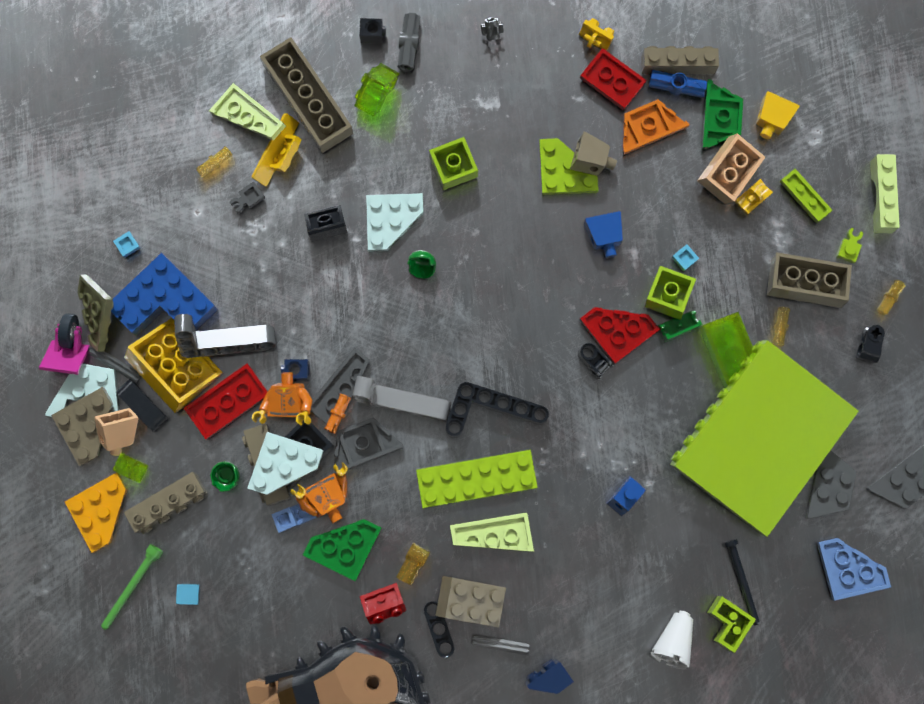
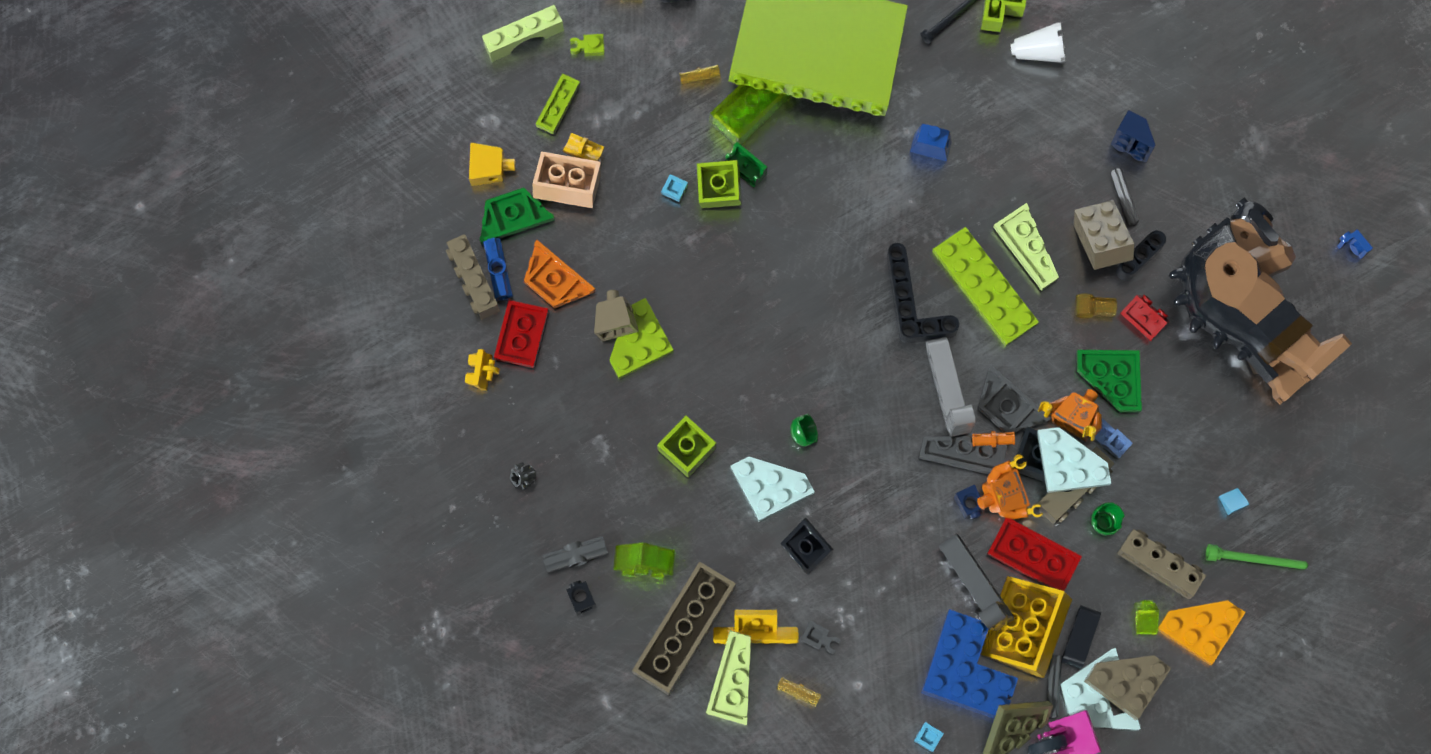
camera: 110 degrees left, 5 degrees down
(116, 430) = (1118, 643): light nougat torso -> none
(595, 361) = (818, 225): black piece -> none
(605, 232) = (685, 271): blue torso -> none
(618, 330) = (777, 218): red plate -> none
(809, 280) = (643, 66): dark tan brick -> none

